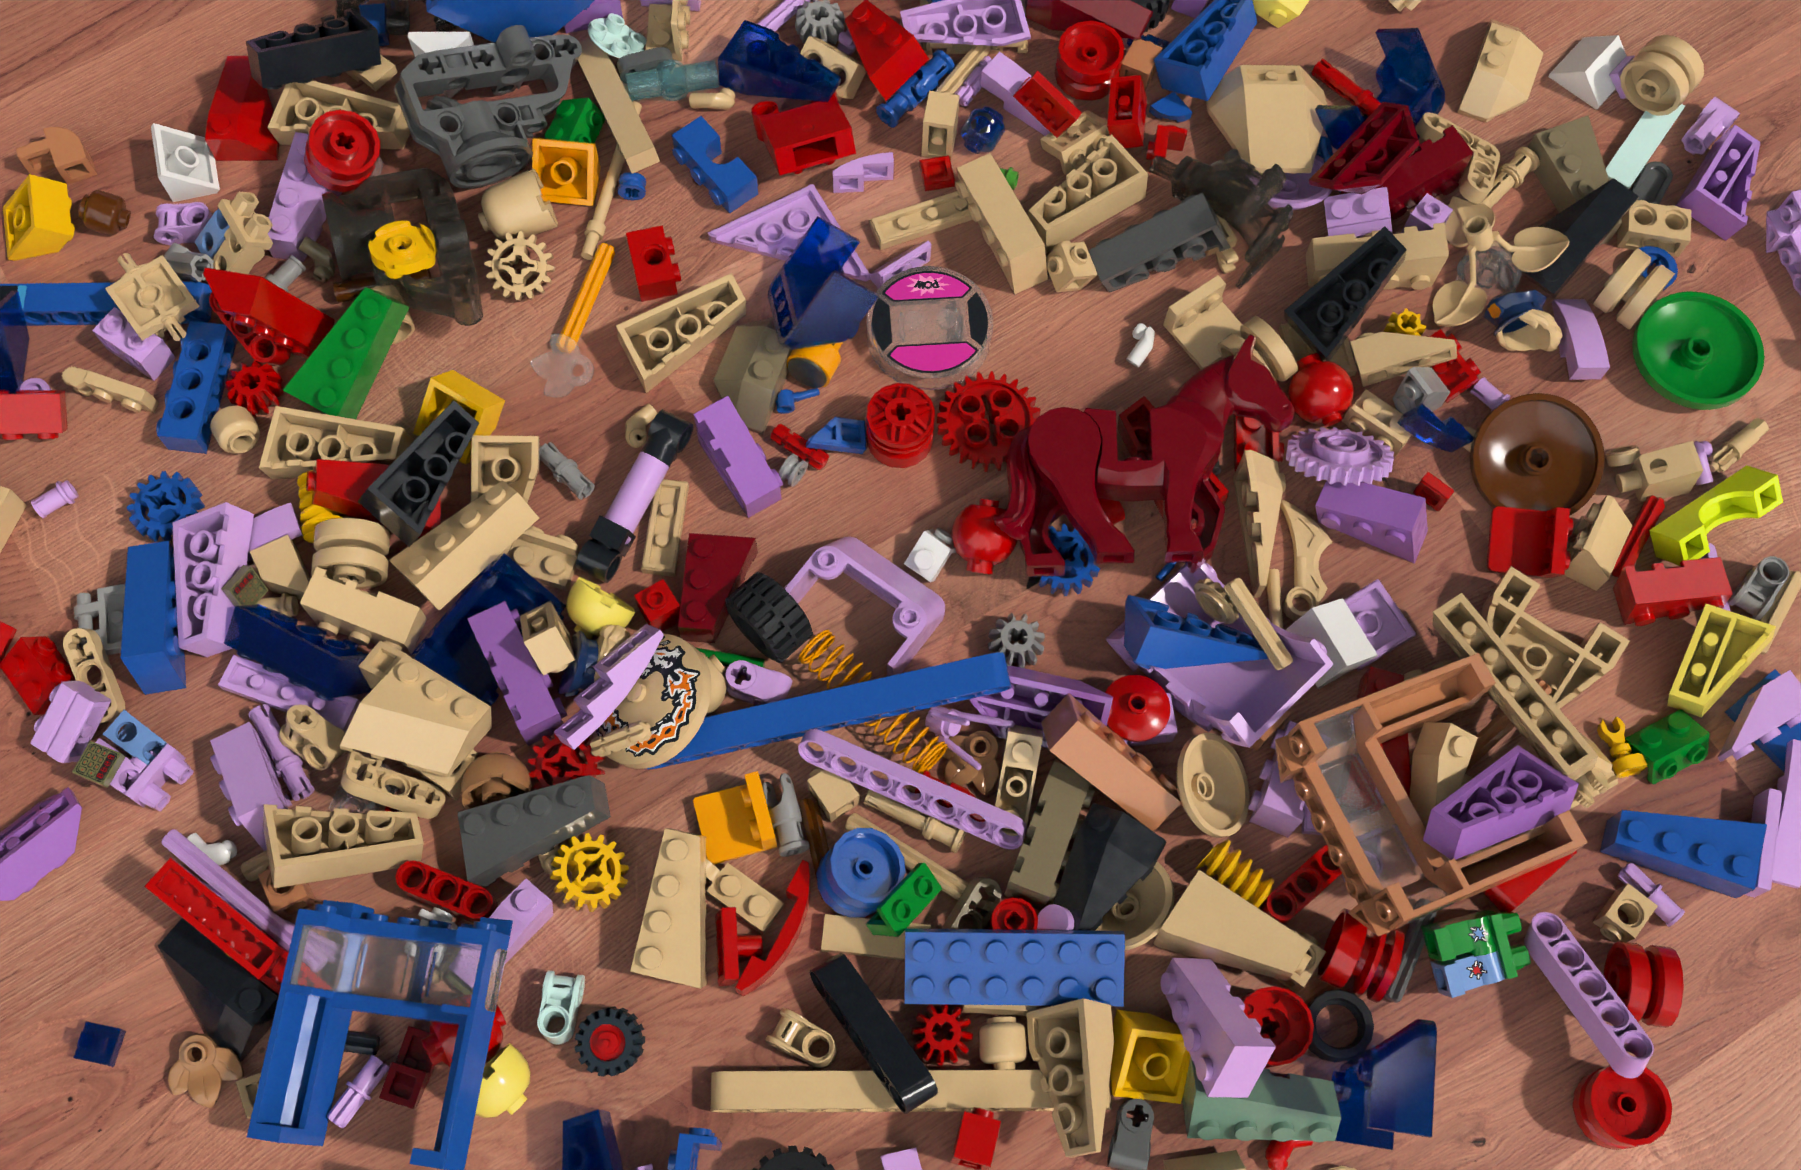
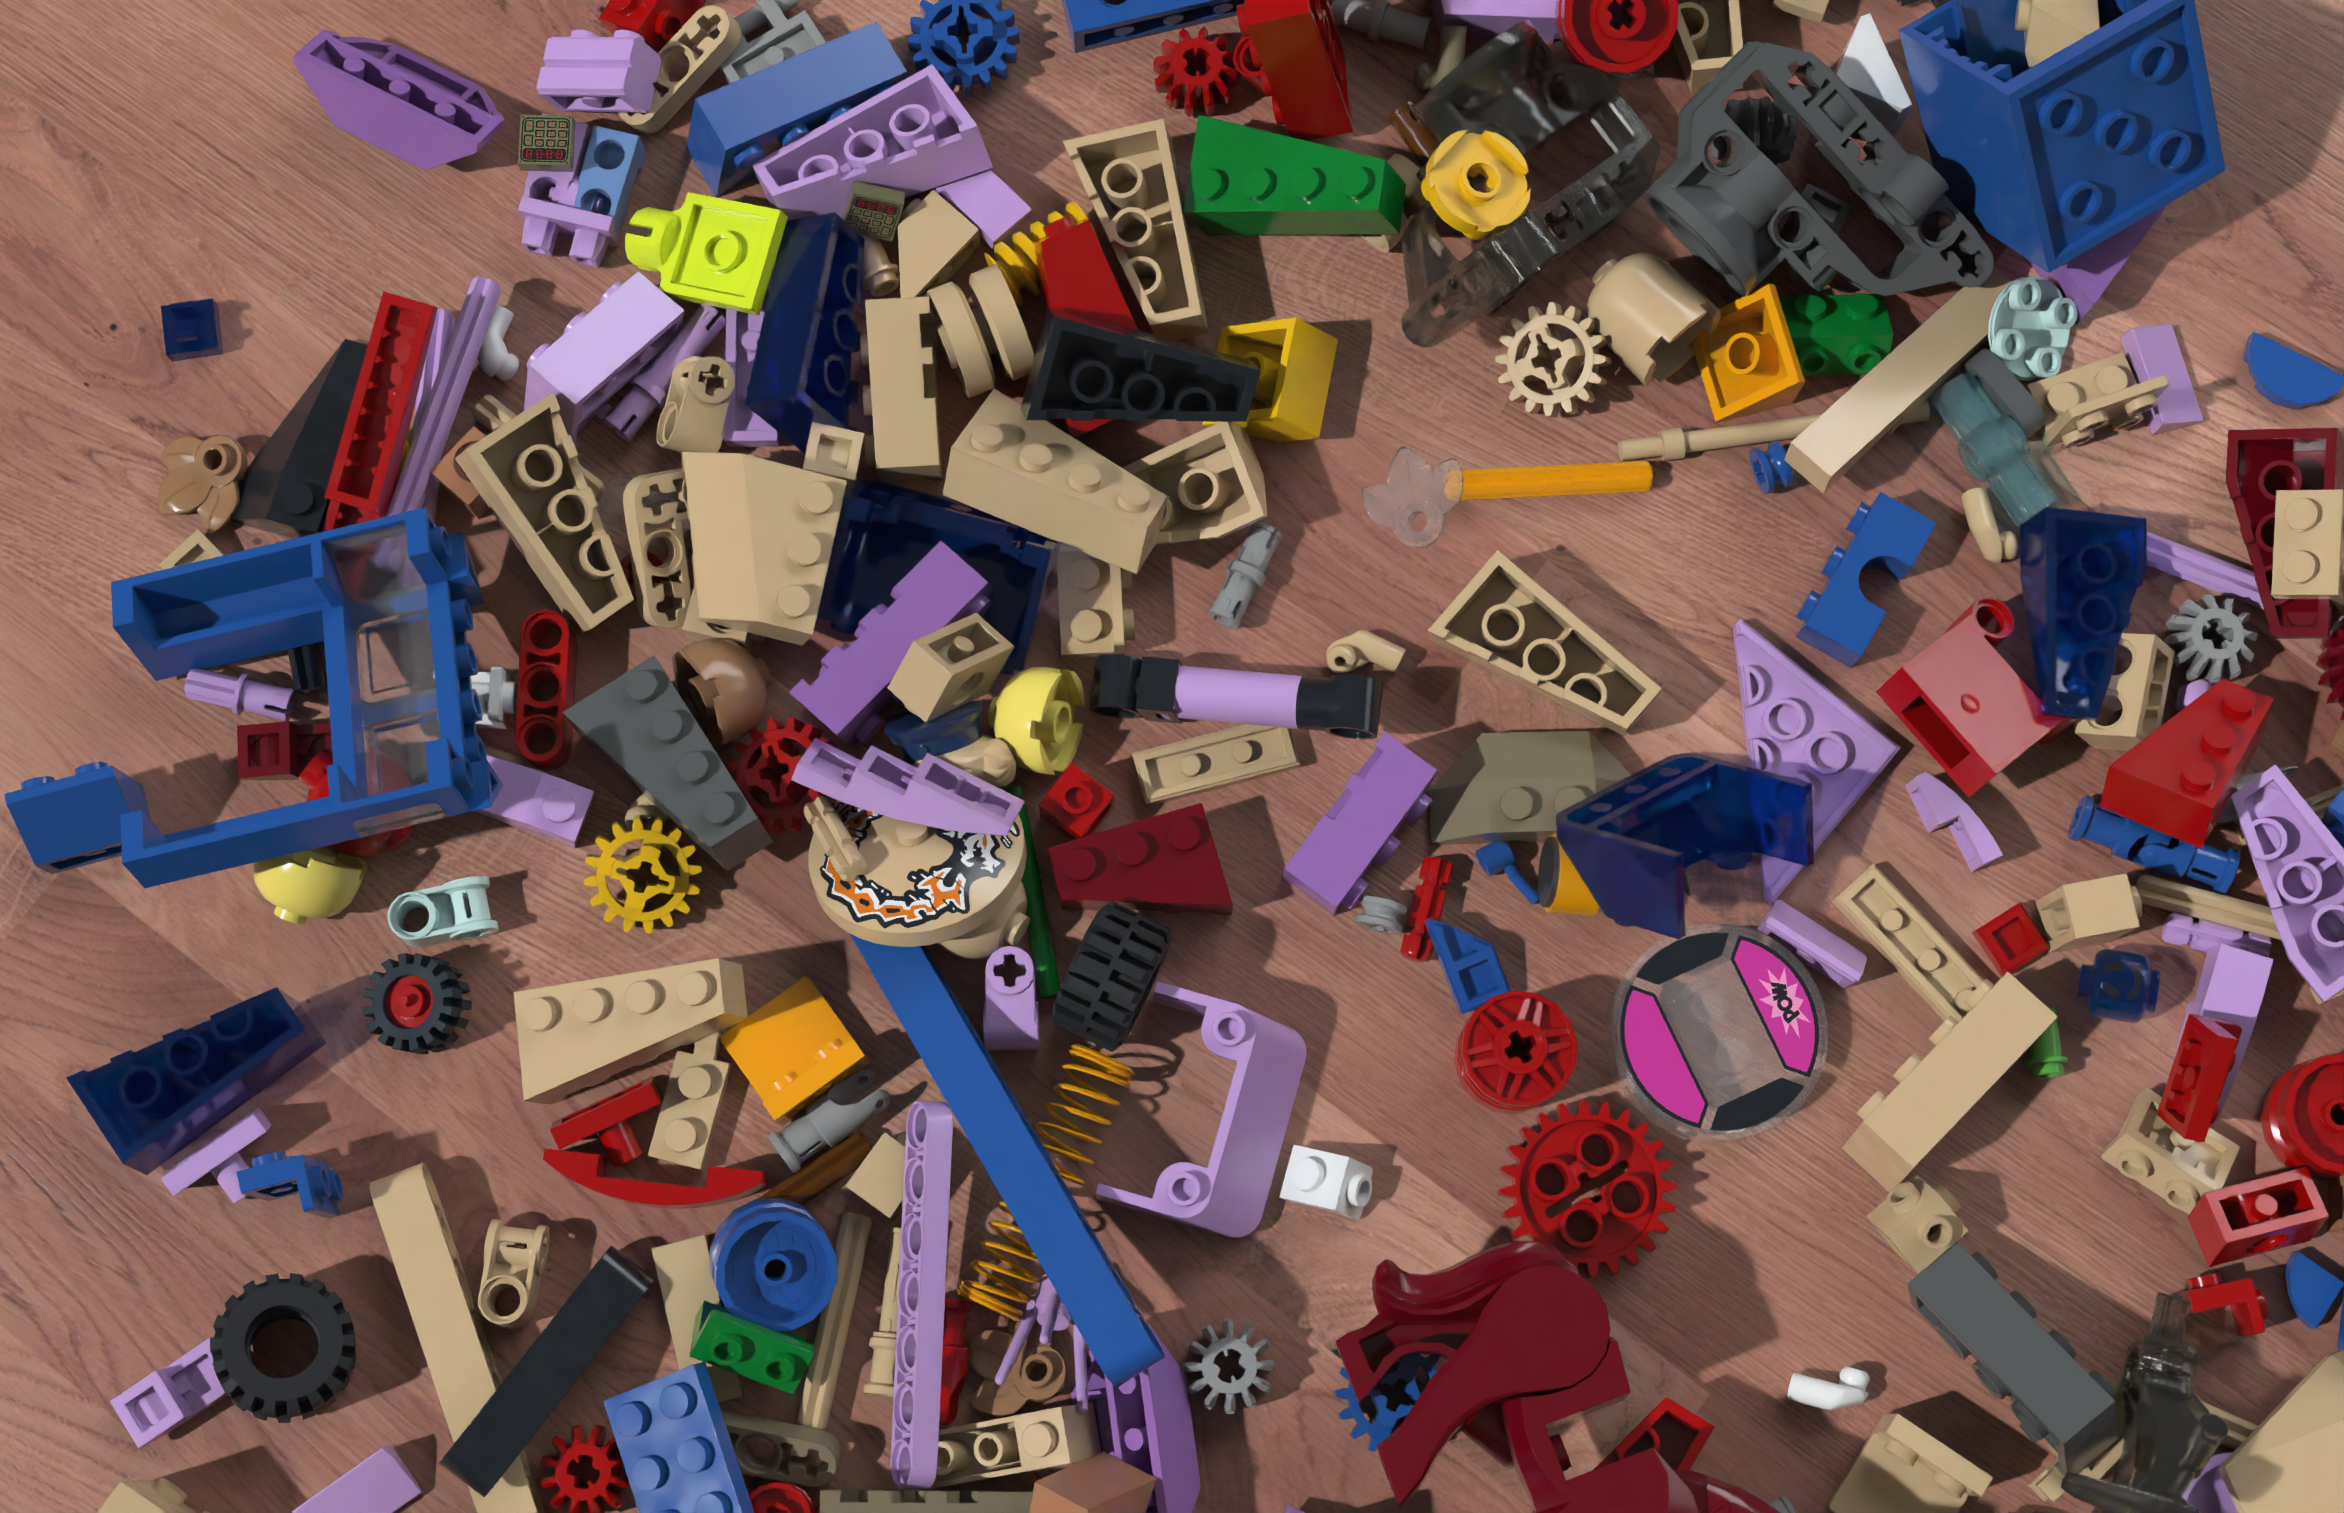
camera: 70 degrees right, 10 degrees up
(219, 693) = (710, 250): none -> neon yellow plate
(235, 429) = (1119, 76): tan head -> none
(651, 246) = (1668, 534): red brick -> none
(978, 537) = (1366, 1237): red brick -> none
(1090, 194) = (2079, 1216): tan wedge -> none

